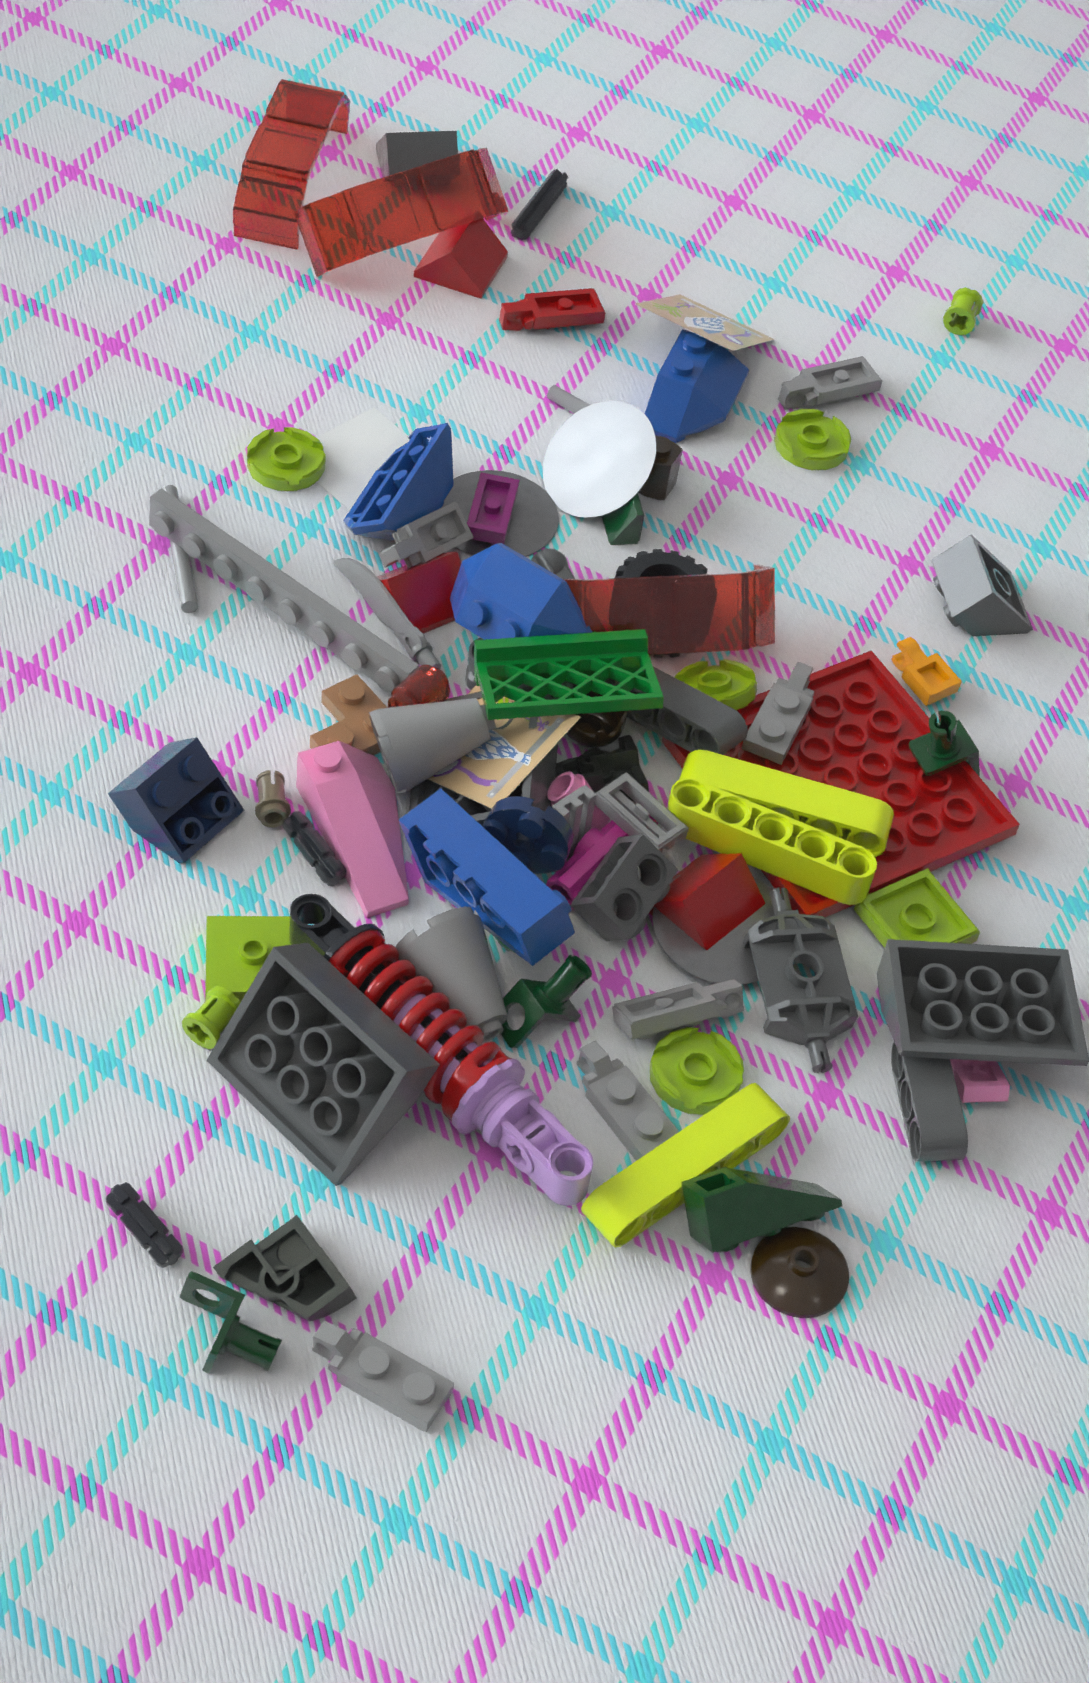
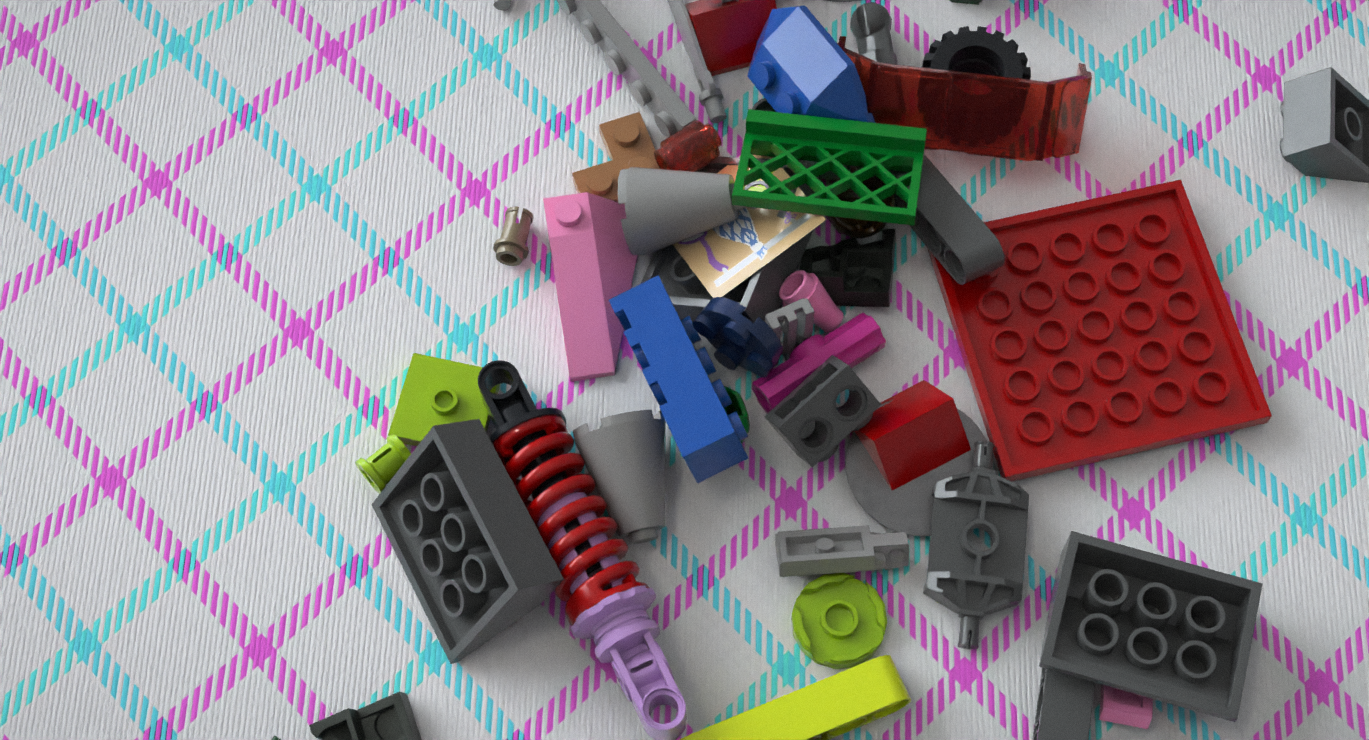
camera: 25 degrees right, 15 degrees up
(144, 1225) = (261, 665): black axle -> none
(177, 799) = (422, 222): dark blue slope -> none
(314, 848) = (539, 298): black axle -> none
(545, 999) = (707, 515): dark green bracket -> none
(623, 1102) = (755, 643): light grey hinge -> none
(635, 818) = (882, 365): light grey tile -> none
(727, 682) = (1001, 191): lime tile -> none
(773, 841) = (997, 409): neon yellow beam -> none
(781, 716) = (1053, 242): light grey hinge -> none
(822, 806) = (1021, 348): neon yellow beam -> none
(916, 911) = (1124, 500): lime plate -> none
(926, 676) = (1233, 219): light orange plate -> none
(944, 745) = (1216, 312): dark green bracket -> none

